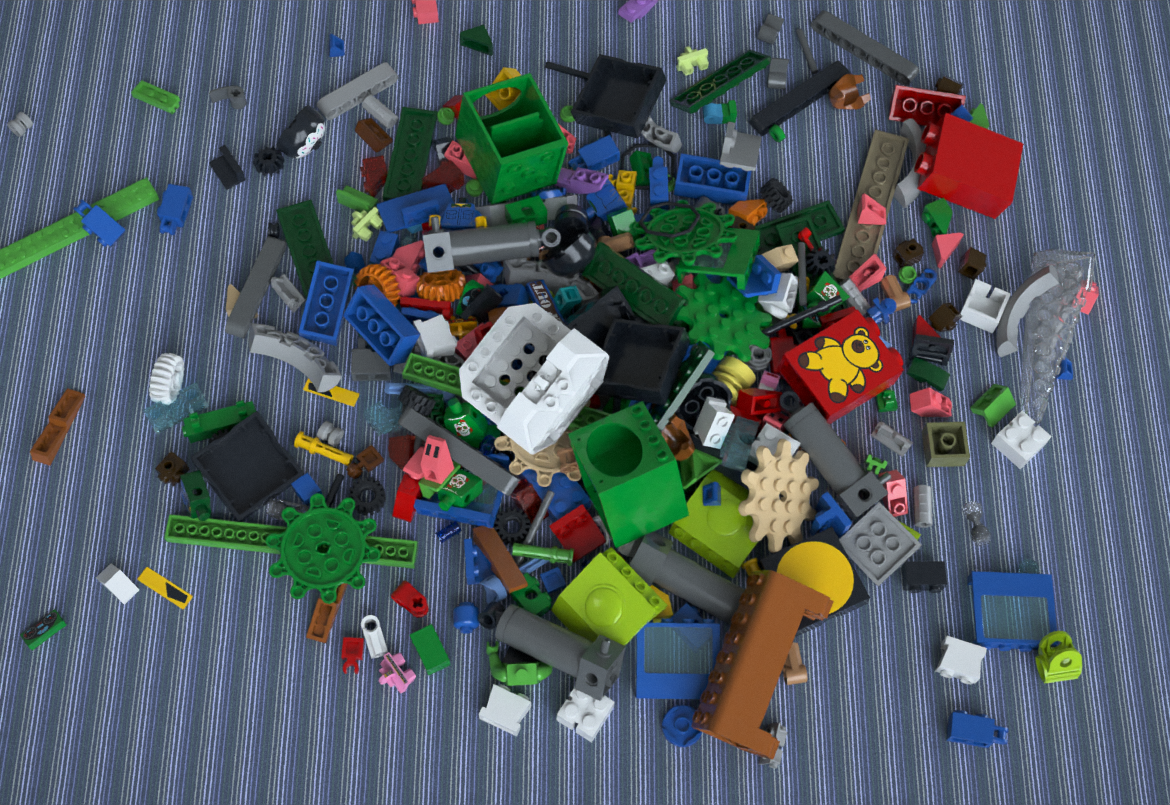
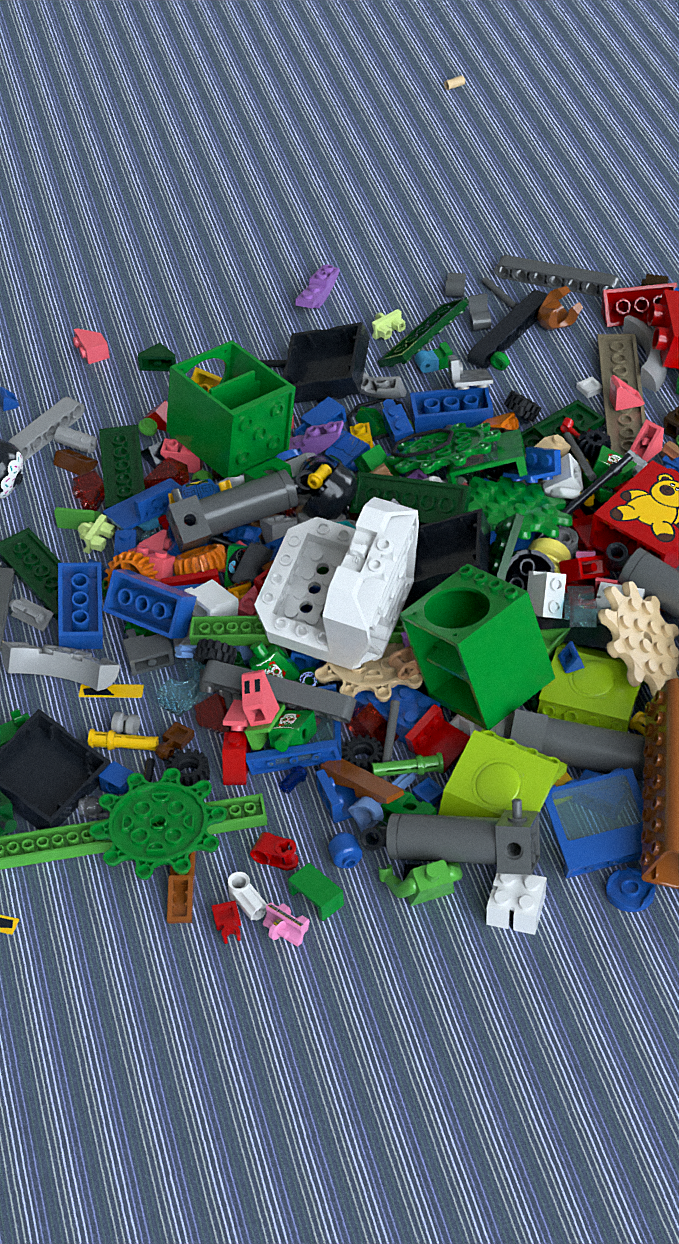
camera: 10 degrees left, 20 degrees down
(505, 709) = (425, 925): white hips -> none
(559, 241) = (316, 479): none -> yellow pin
(846, 185) = (589, 387): none -> white tile

